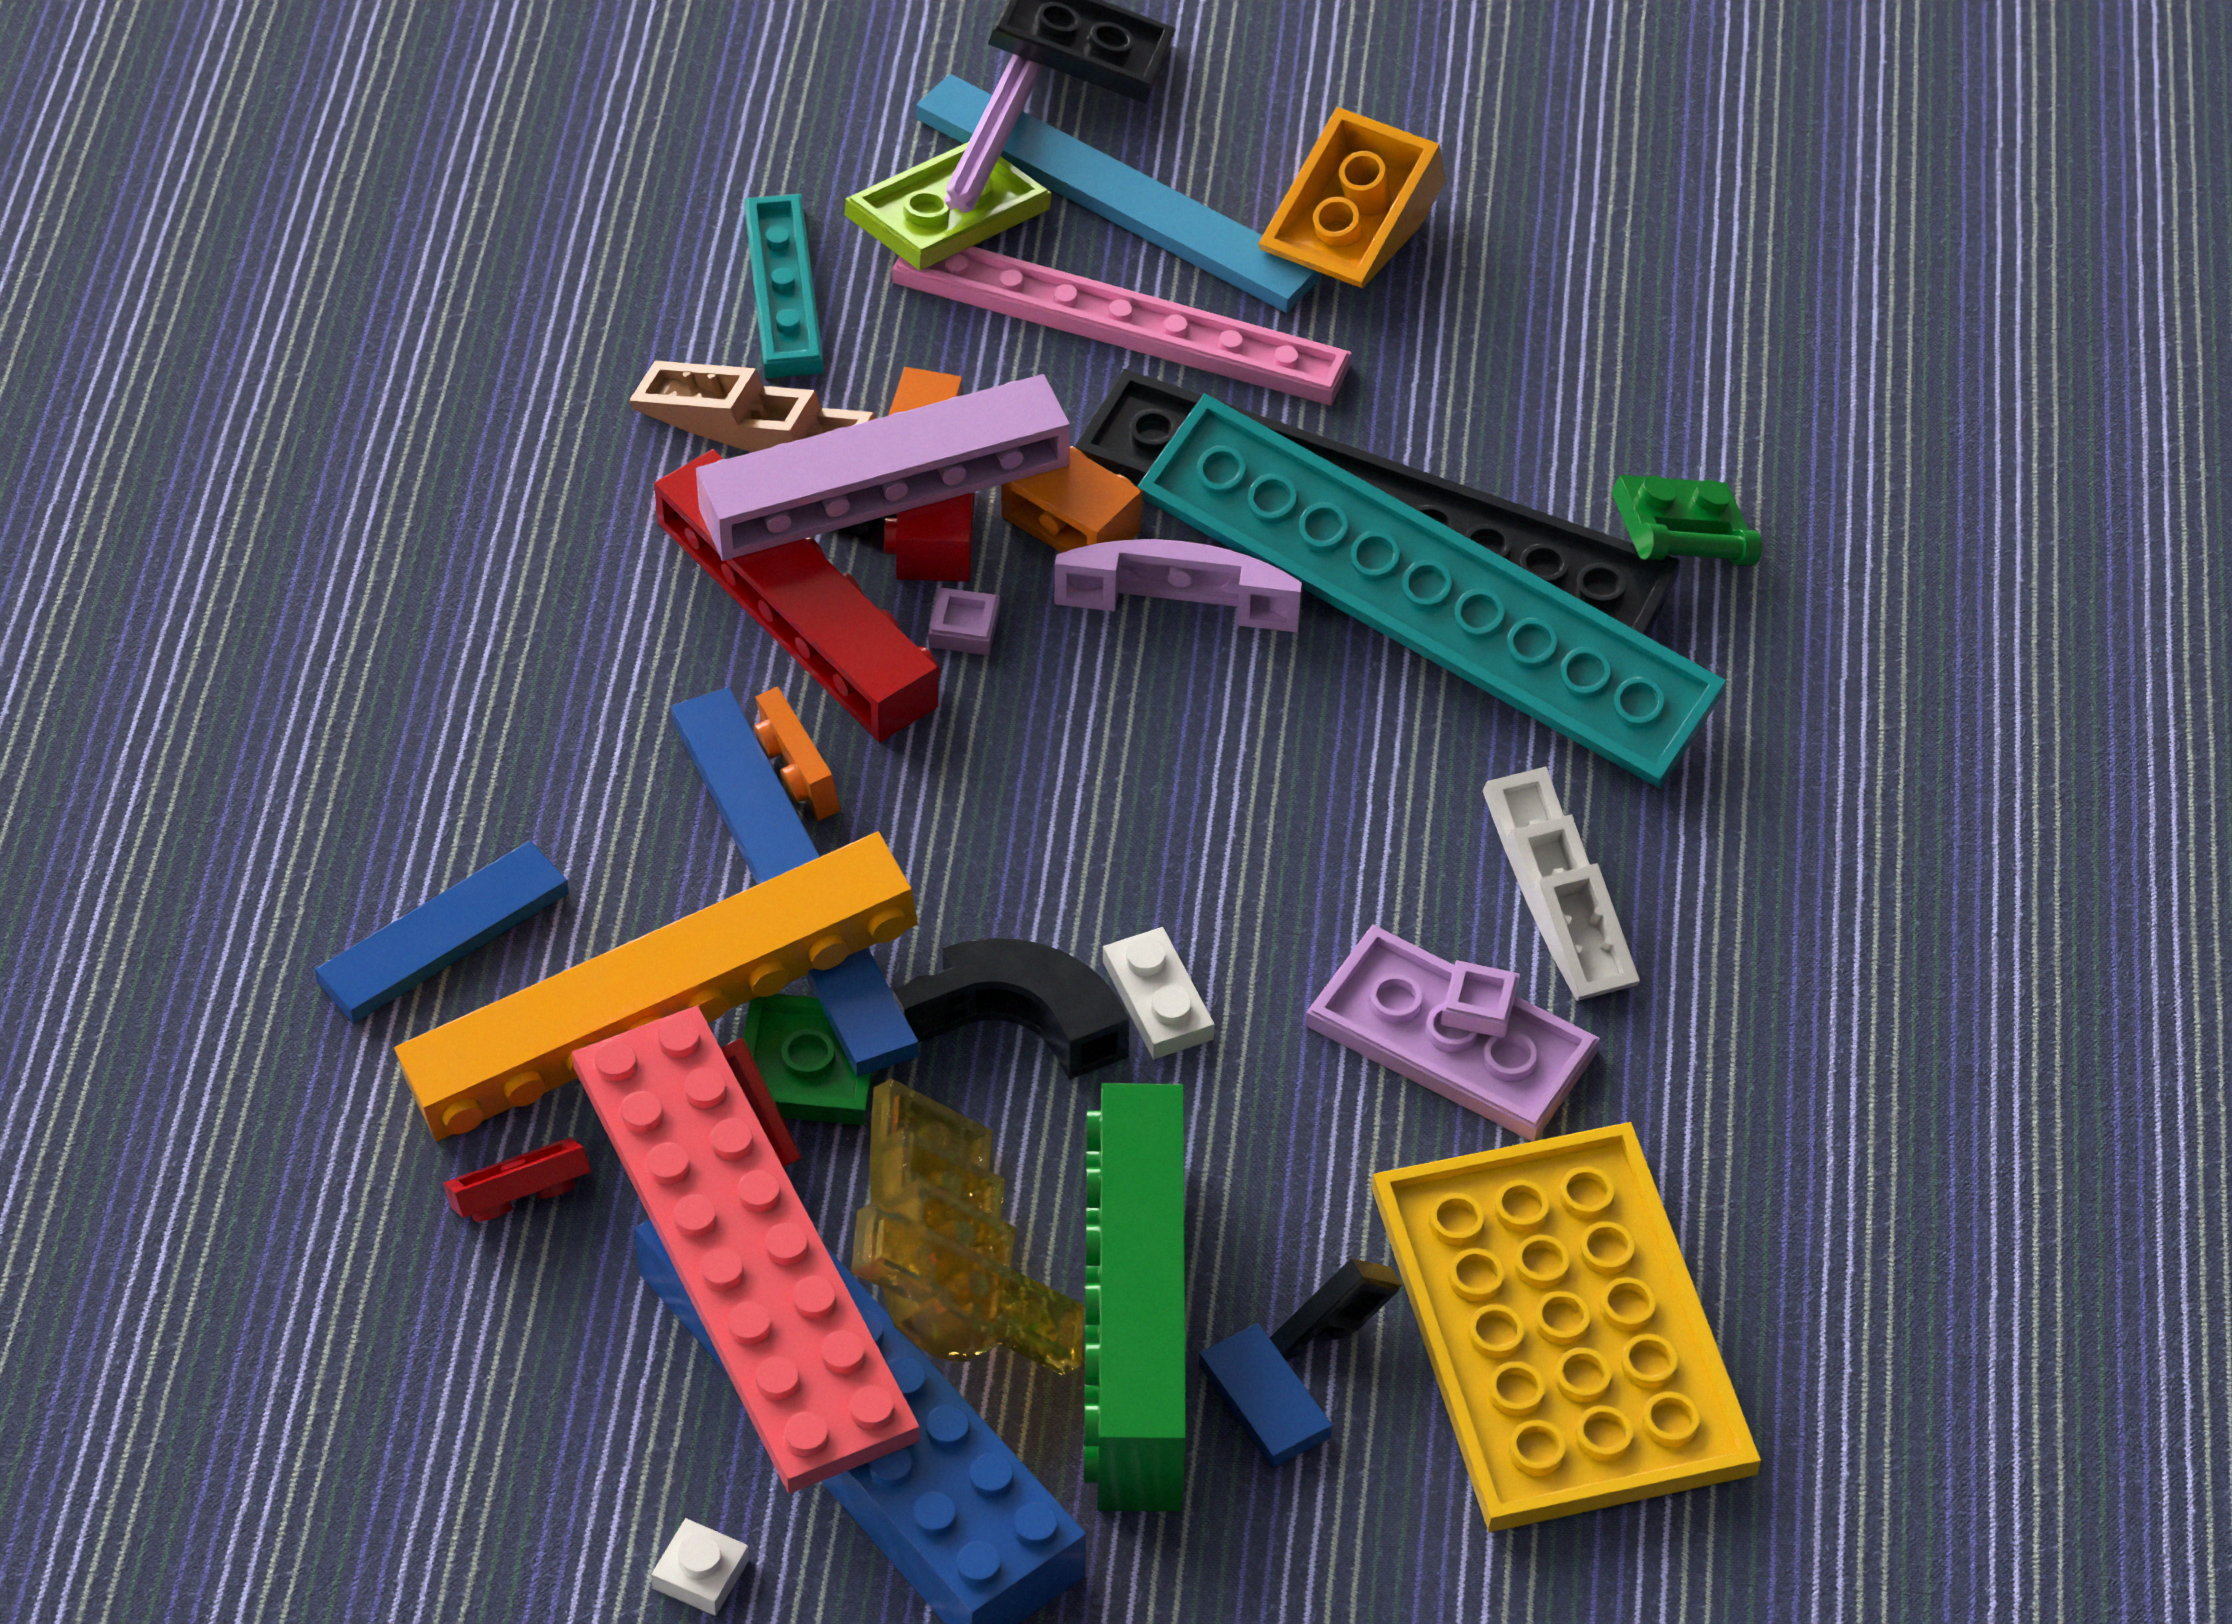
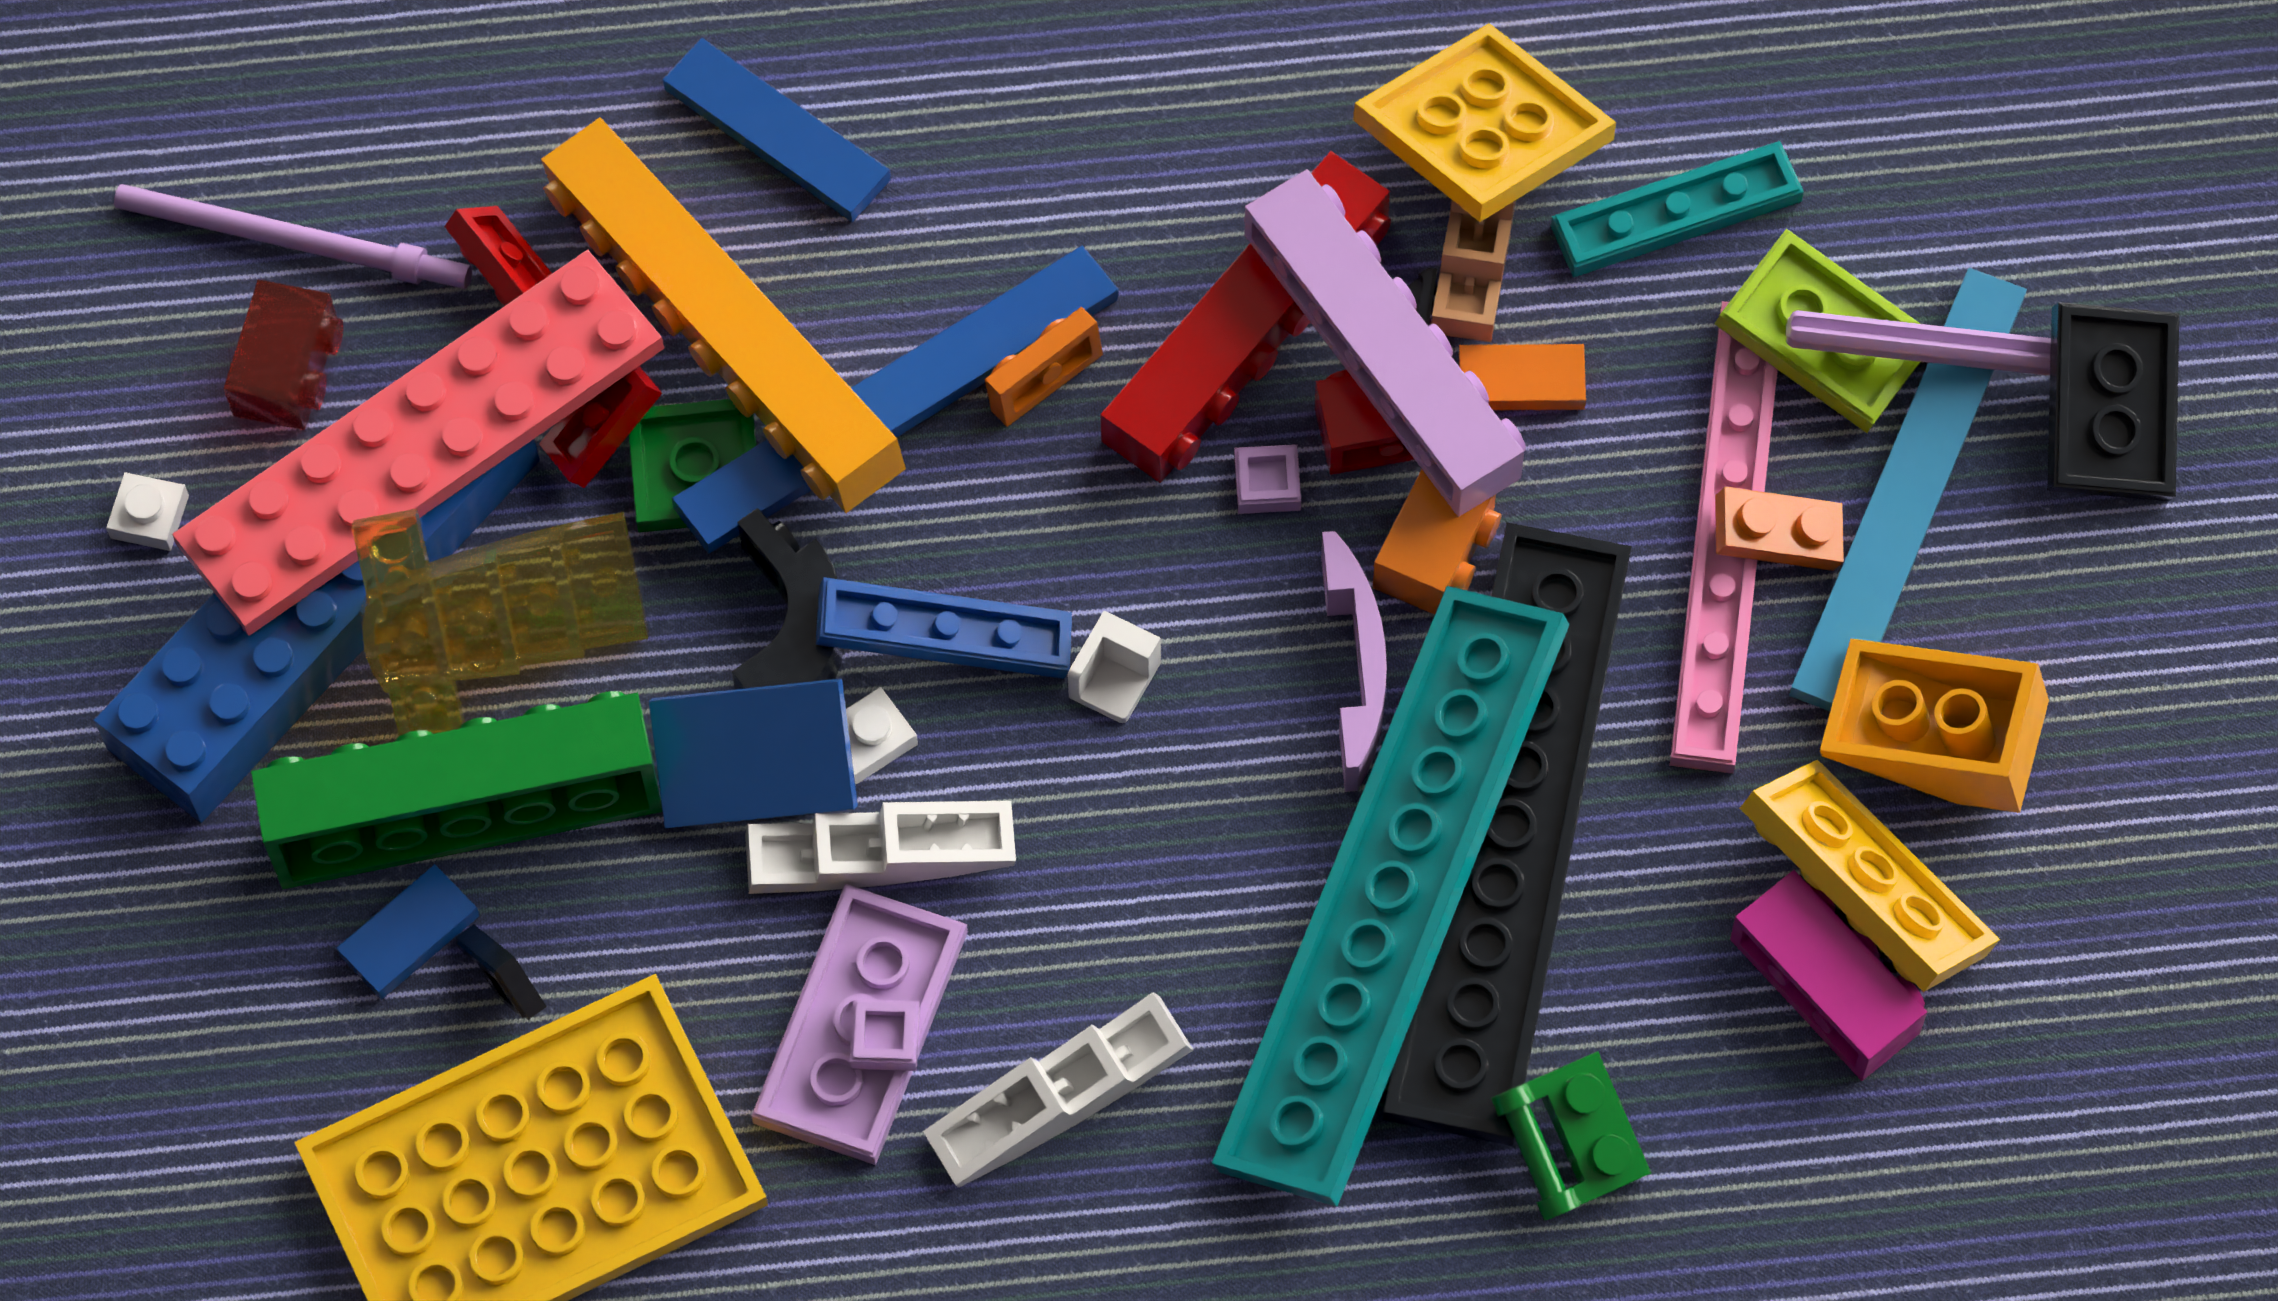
camera: 80 degrees right, 15 degrees up
(479, 1278) = (405, 262): none -> lavender bar
(560, 1398) = (283, 355): none -> clear red brick
(662, 373) = (1484, 122): none -> yellow plate
(1062, 874) = (943, 628): none -> blue tile
(1125, 763) = (1114, 667): none -> white panel
(1134, 271) = (1779, 528): none -> plate
(1165, 1024) = (753, 753): none -> blue tile
(1273, 980) = (881, 847): none -> white slope
(1482, 276) = (1869, 875): none -> yellow plate
(1568, 328) = (1829, 974): none -> dark pink brick

